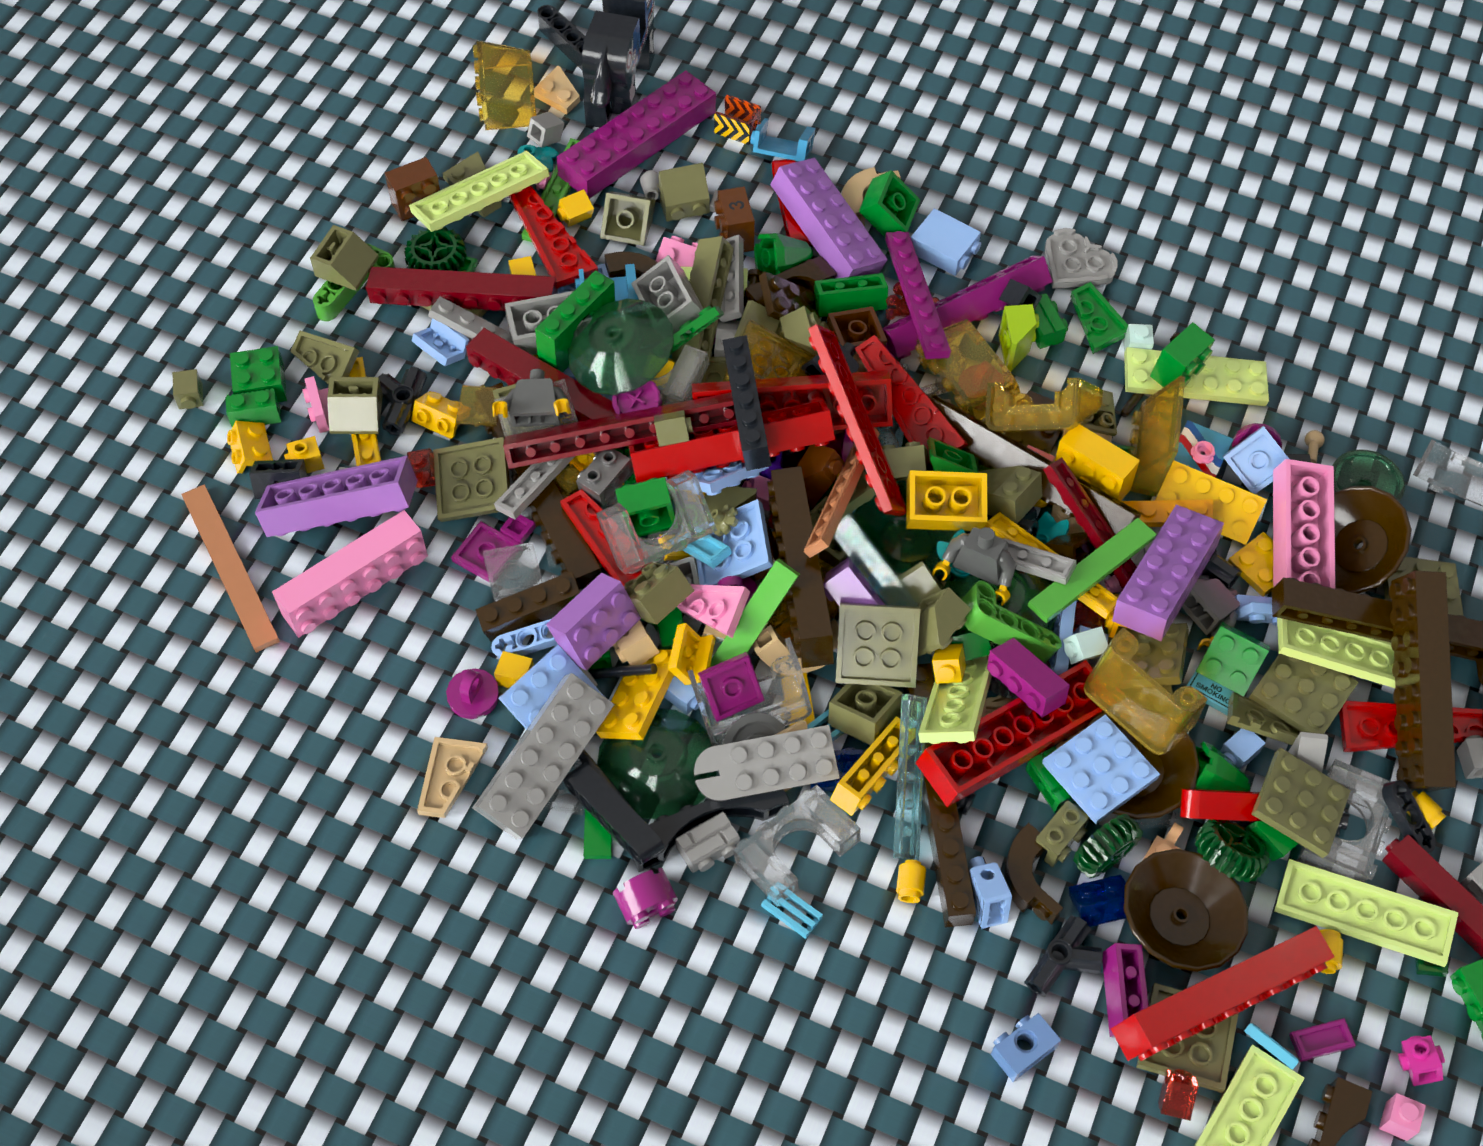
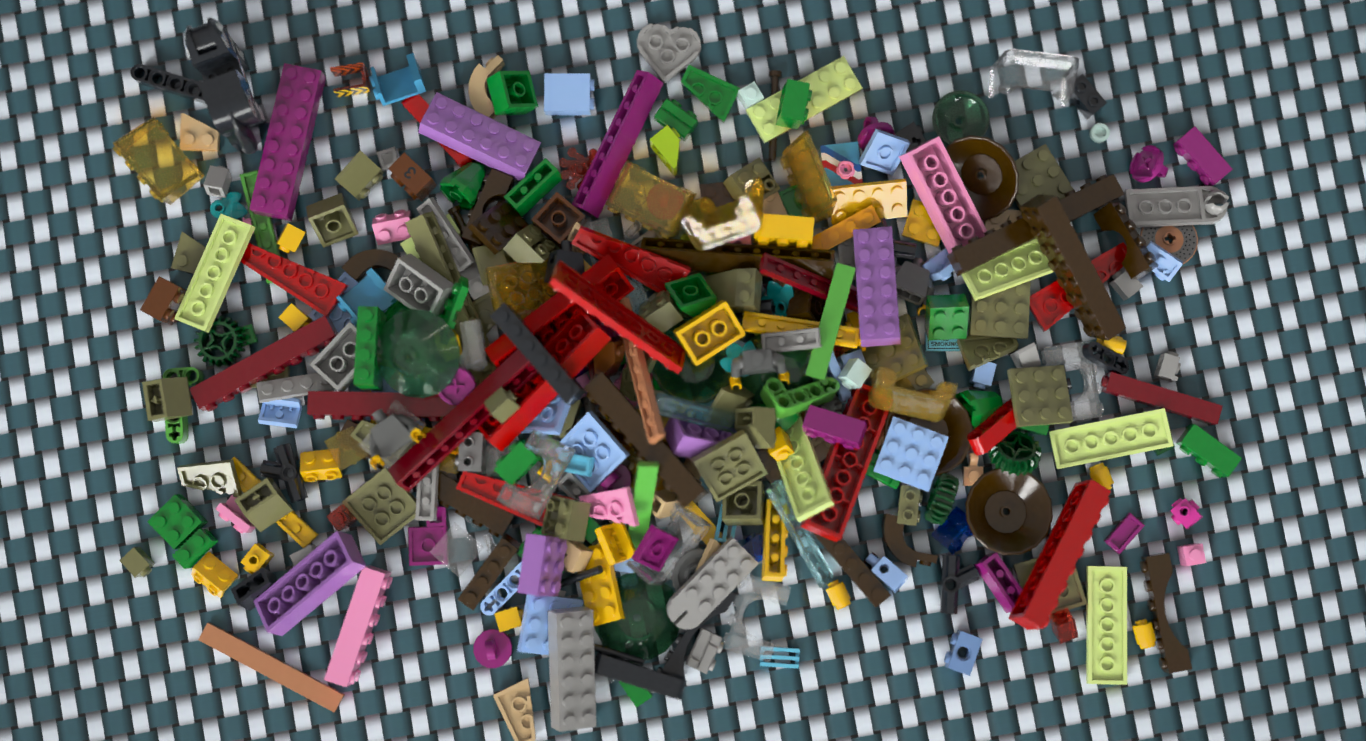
camera: 30 degrees left, 25 degrees up
(645, 897) = (693, 712): magenta brick -> none
(650, 184) = (326, 178): light grey cone -> none
(724, 519) = (575, 438): olive plant -> none
(917, 295) = (582, 164): magenta plate -> none
(1019, 294) = (653, 118): black brick -> none
(1271, 1045) = (1100, 559): medium azure tile -> none
(1314, 440) = (907, 98): tan bar -> none

